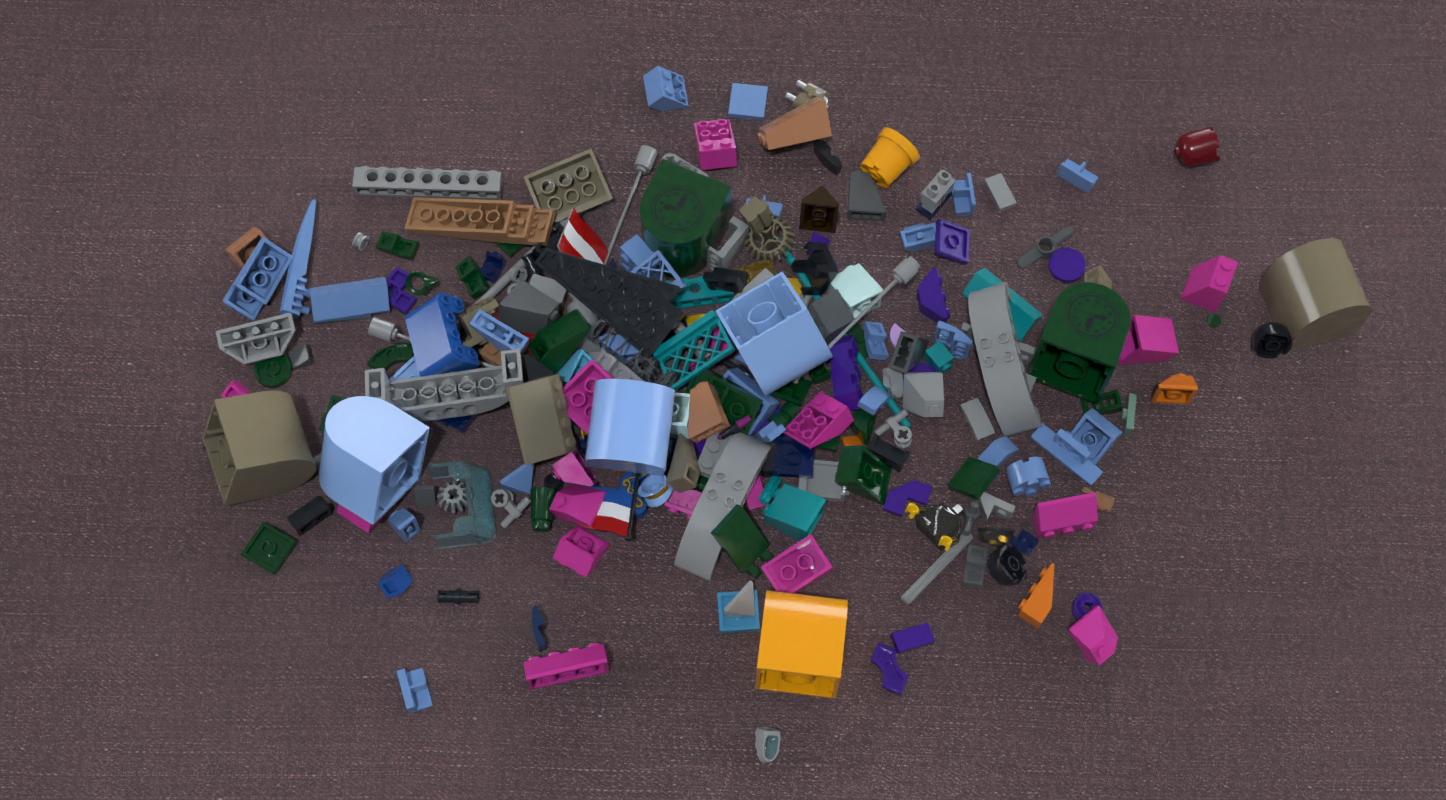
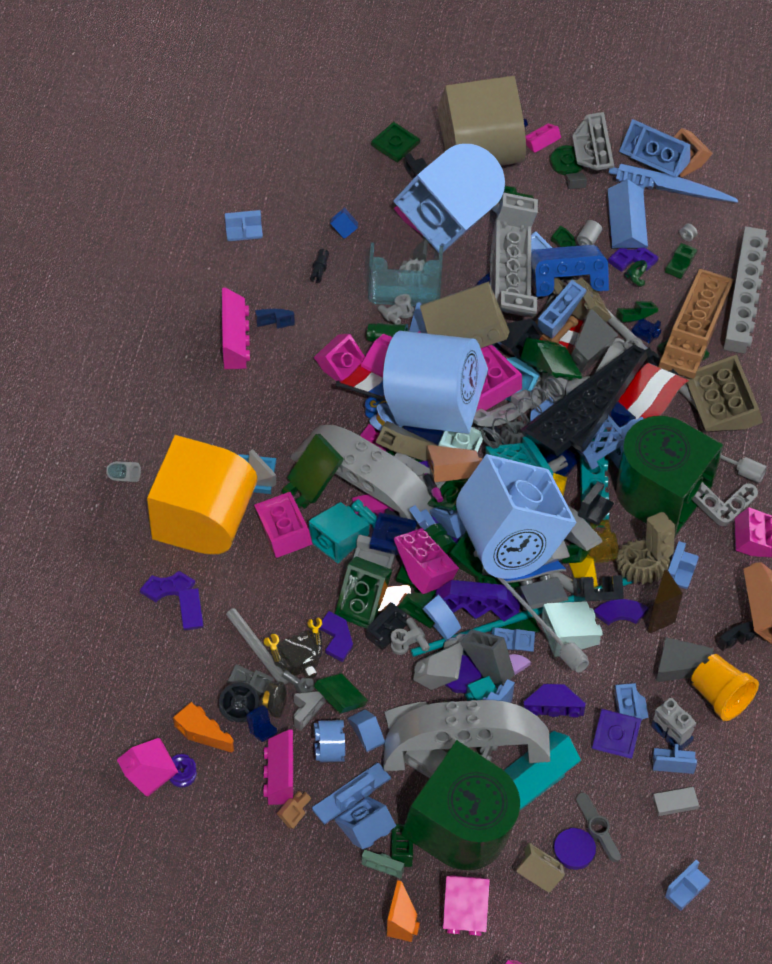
camera: 100 degrees right, 10 degrees down
(404, 524) = (394, 231): medium blue slope -> none
(737, 235) = (629, 518): light grey panel -> none

